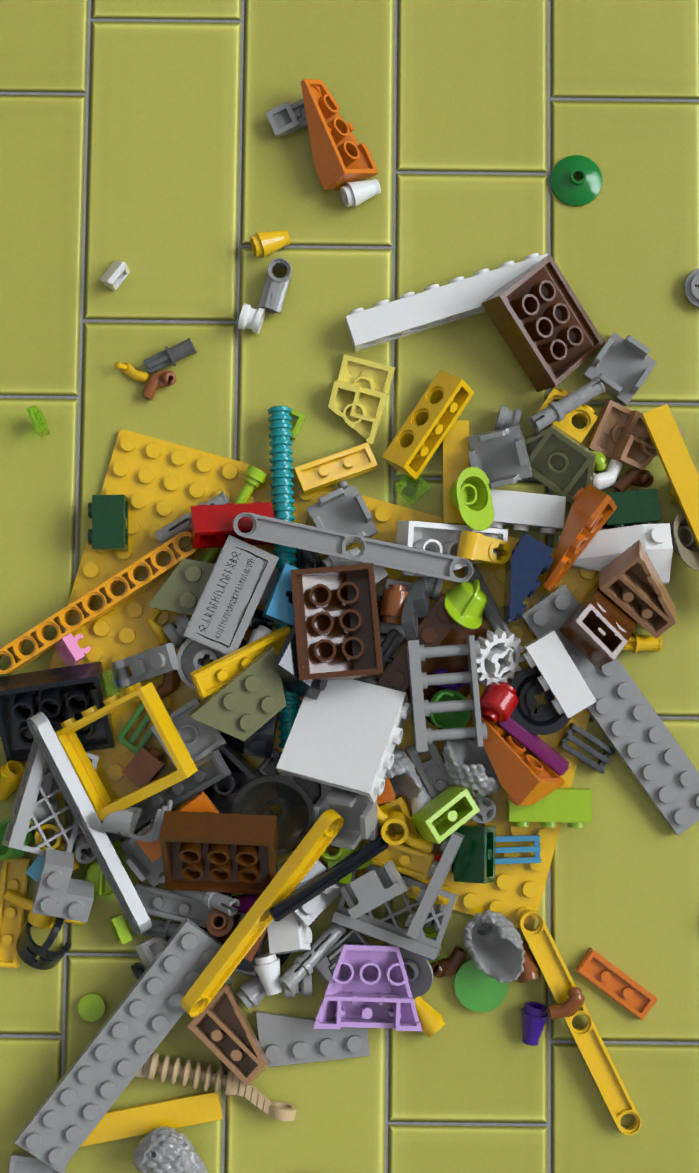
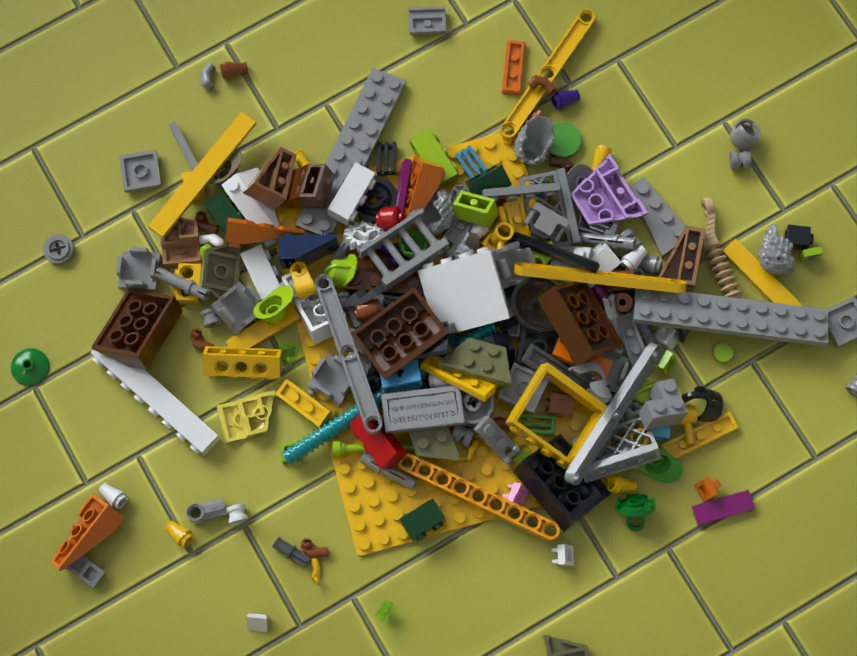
camera: 115 degrees left, 10 degrees down
(488, 390) = (198, 340): none -> dark orange arm

